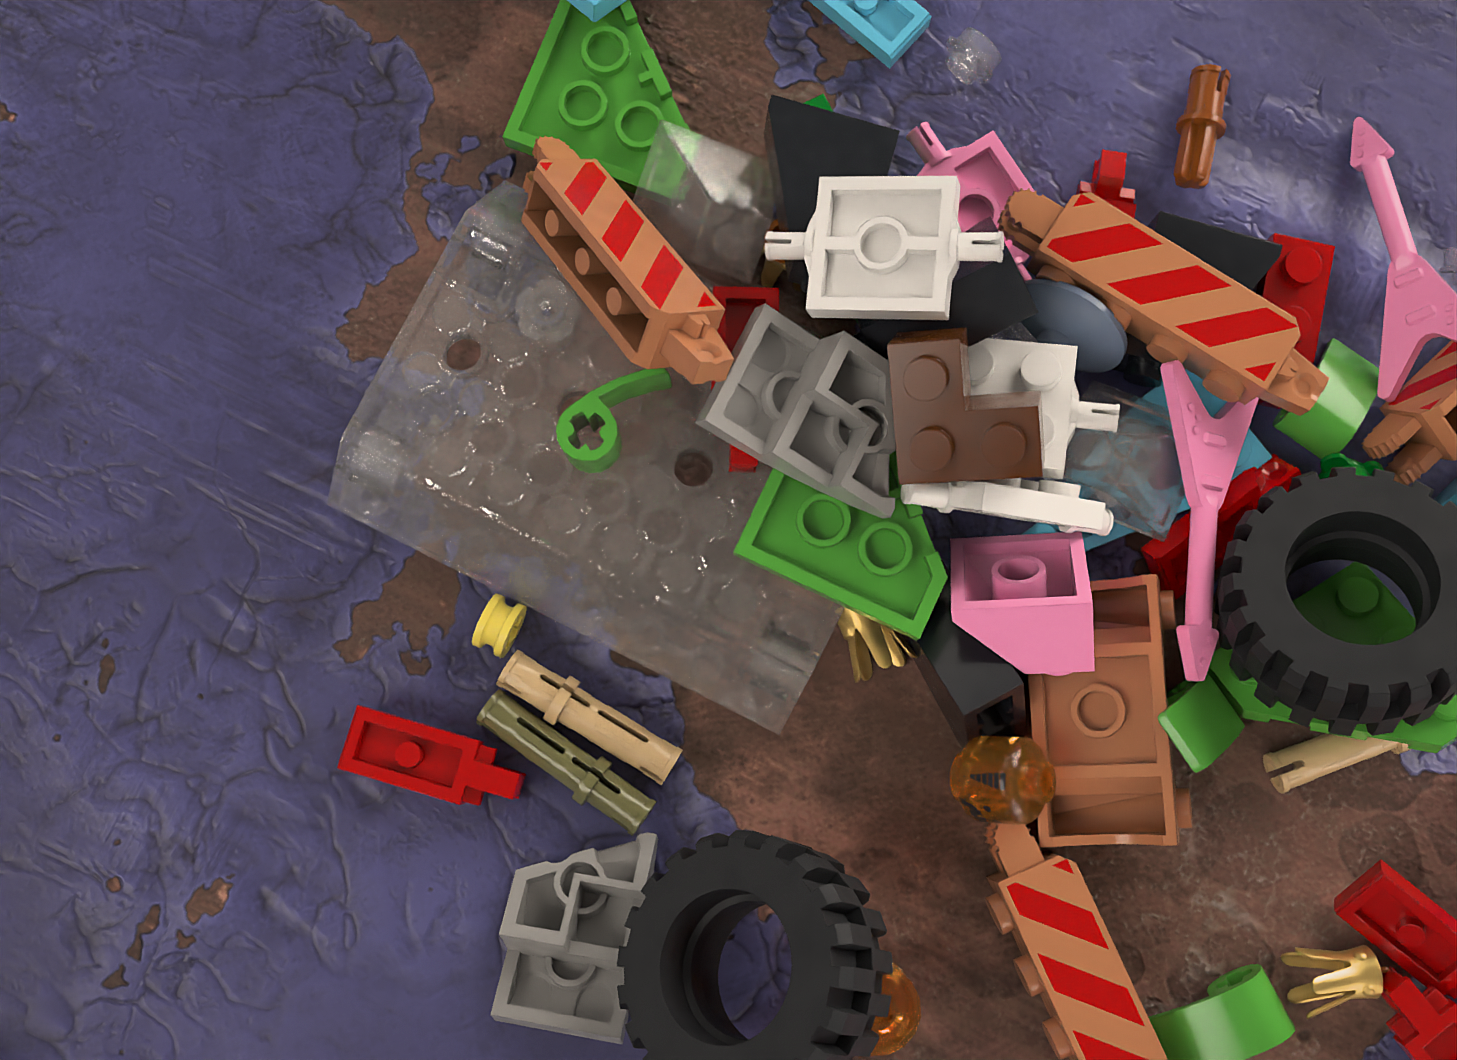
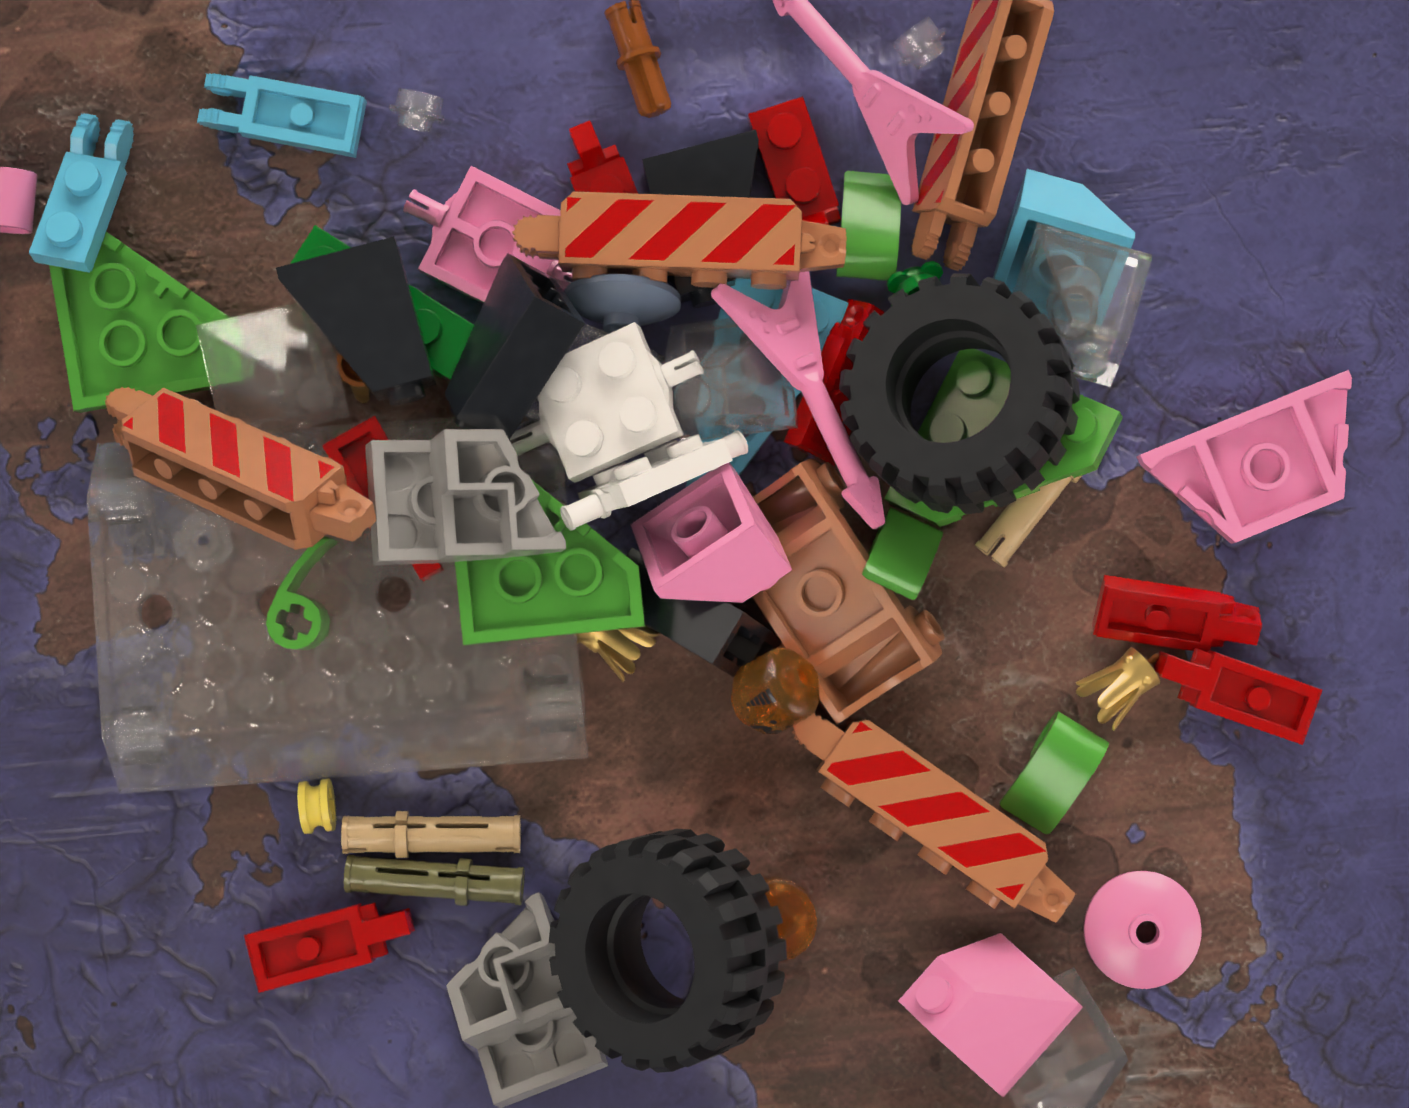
camera: 30 degrees left, 5 degrees up
(884, 247) = (435, 347): white plate -> none
(948, 431) = (564, 456): reddish brown brick -> none

